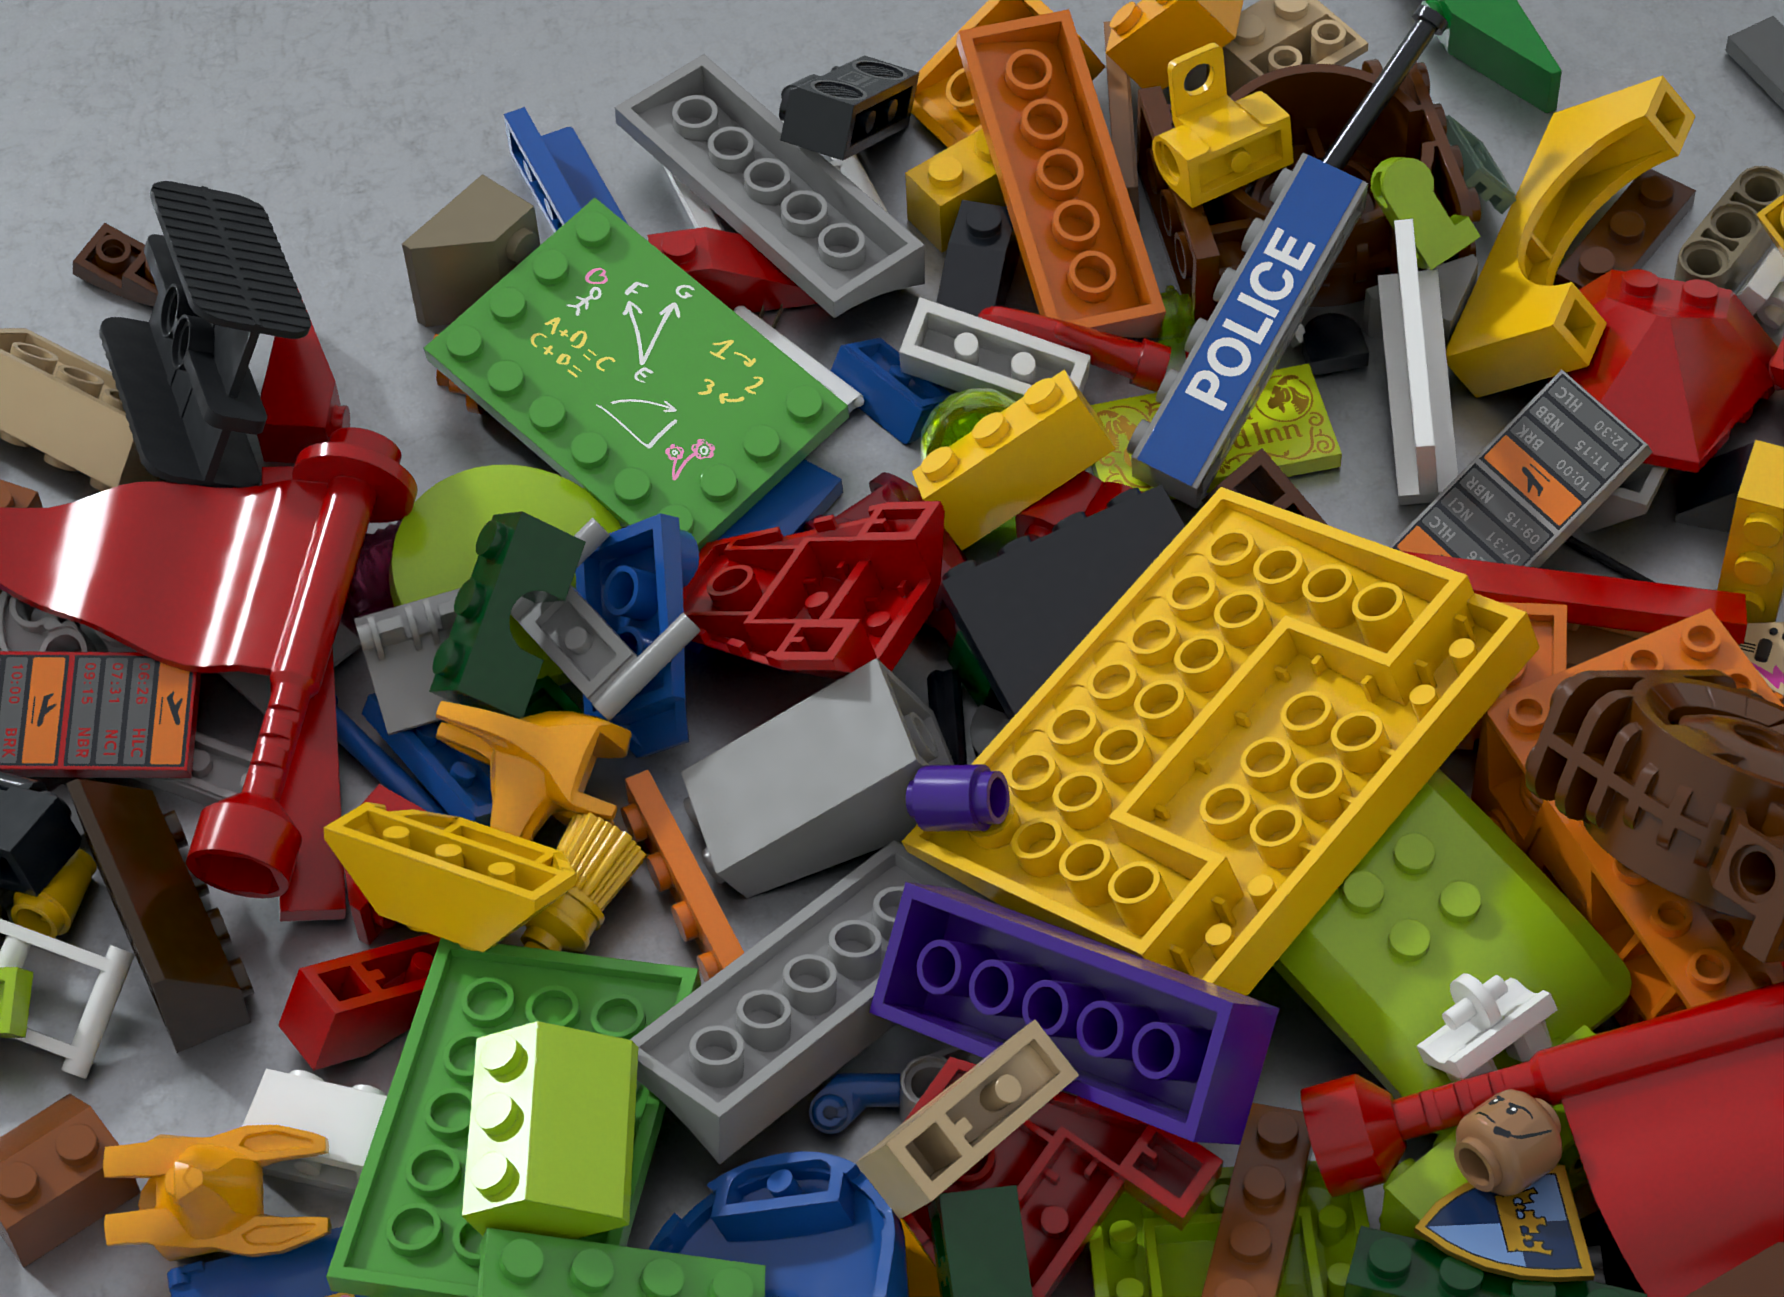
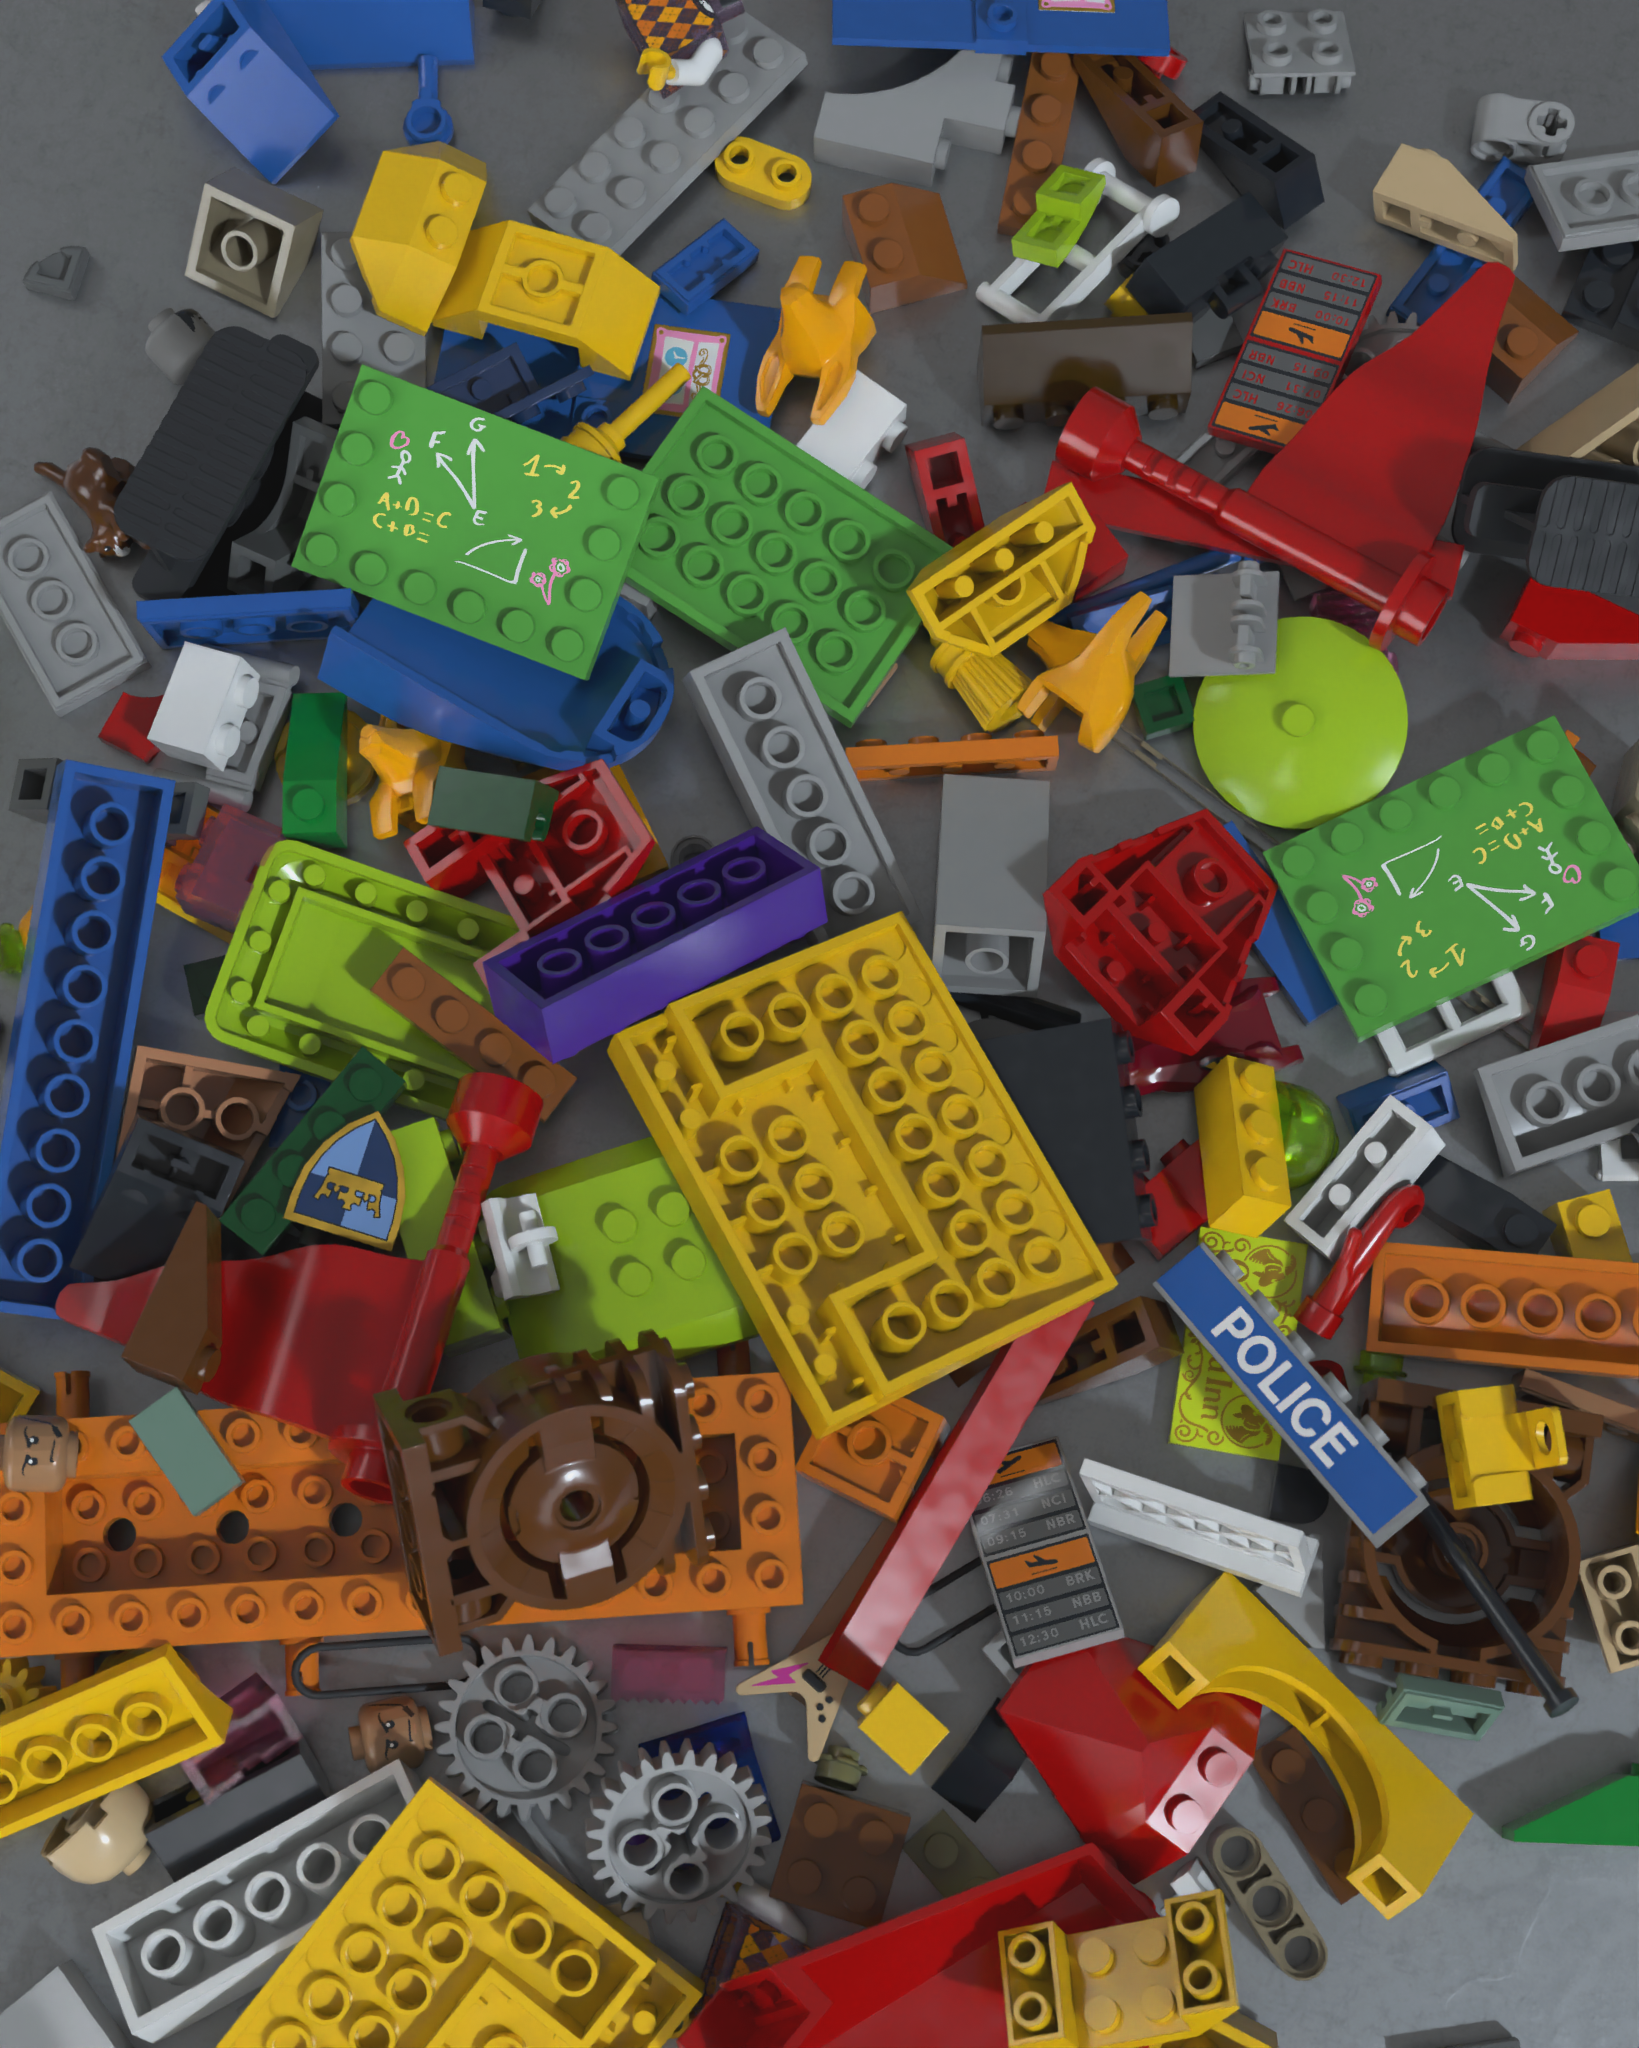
camera: 110 degrees right, 25 degrees up
(480, 658) = (1250, 687): dark green arch -> none
(551, 1132) = (724, 550): lime slope -> none
(590, 649) = (1187, 737): light grey plate -> none
(638, 590) = (1198, 785): blue slope -> none
(849, 1096) = (725, 807): blue arm -> none
(957, 798) = (897, 949): dark purple brick -> none
(966, 1120) = (583, 820): tan slope -> none
(1406, 192) = (1343, 1588): lime leg -> none
(1508, 1143) = (406, 1204): medium nougat head -> none

